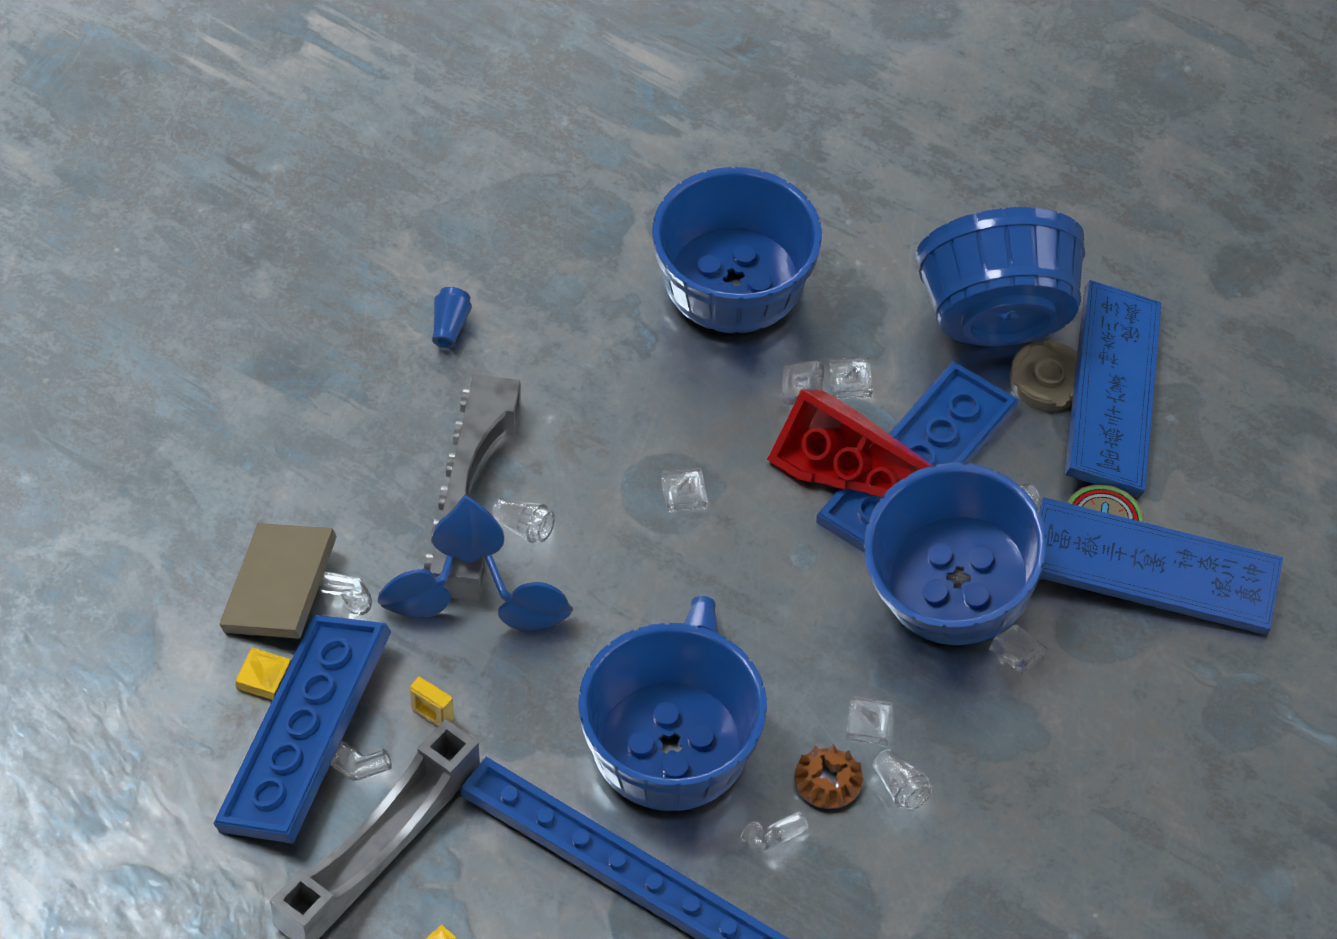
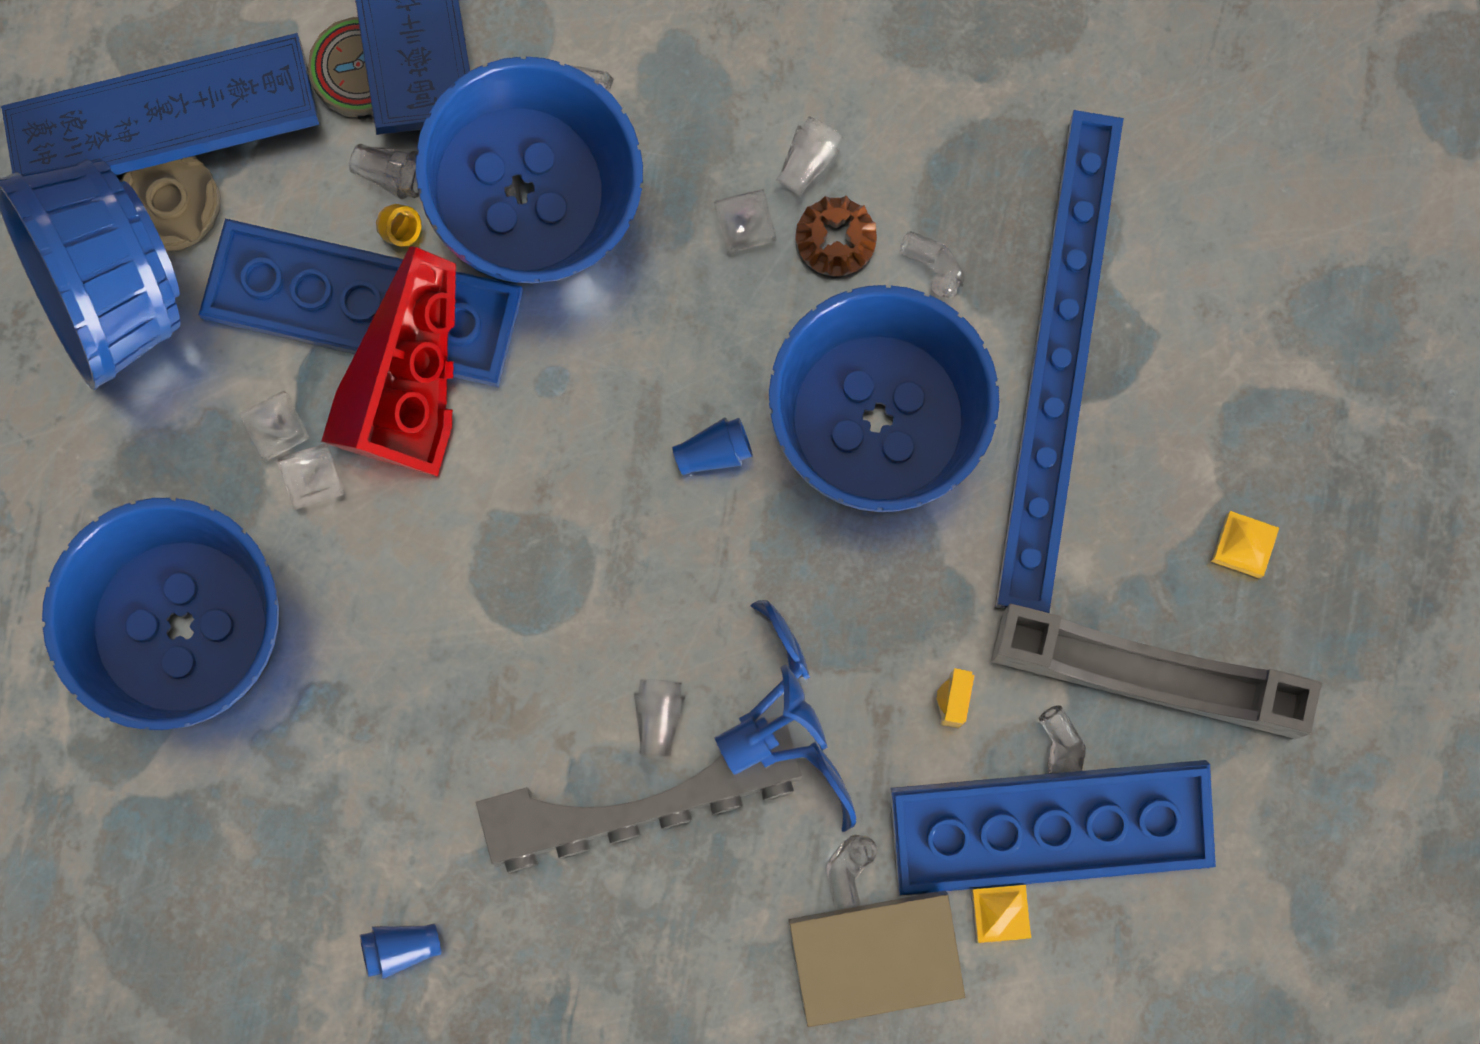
camera: 115 degrees left, 25 degrees up
(683, 489) = (526, 551): clear tile -> none

